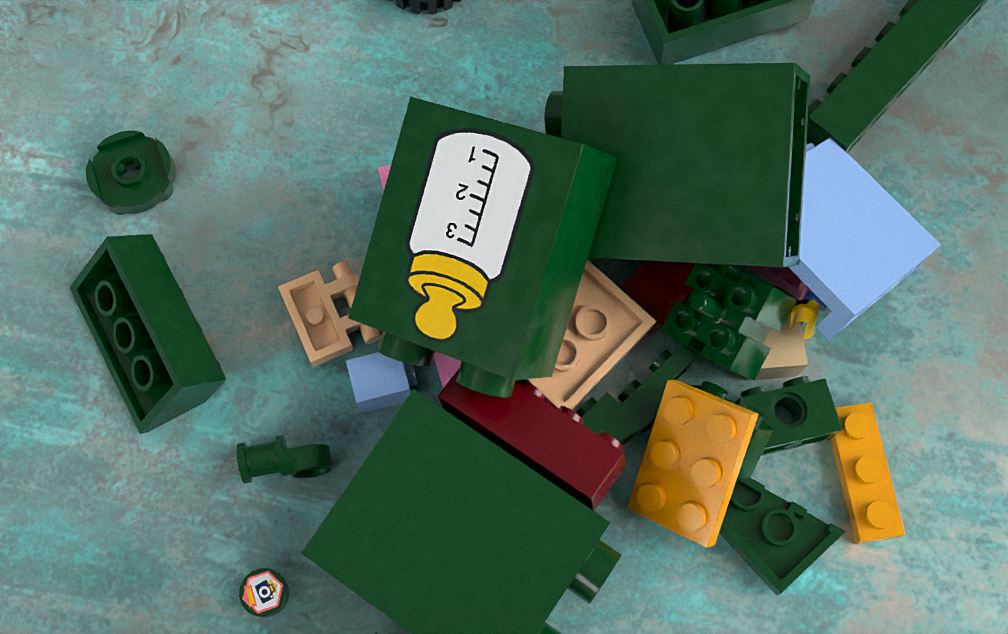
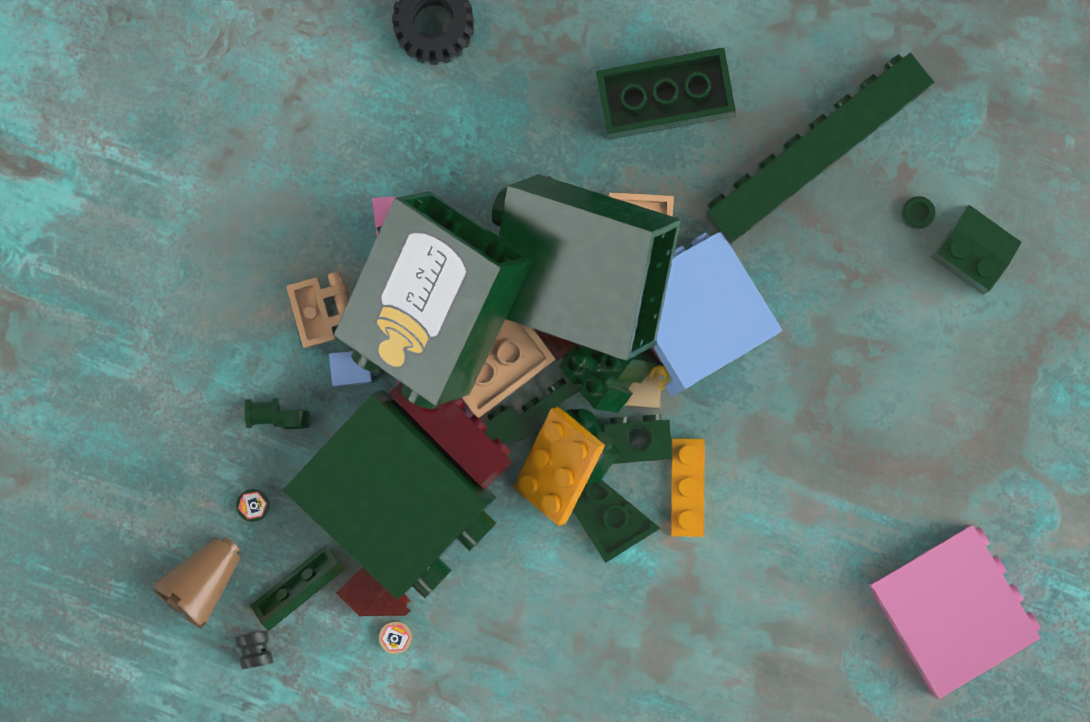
camera: 15 degrees right, 15 degrees up
(143, 191) = (168, 163): dark green plate -> none
(146, 331) = (186, 304): dark green slope -> none

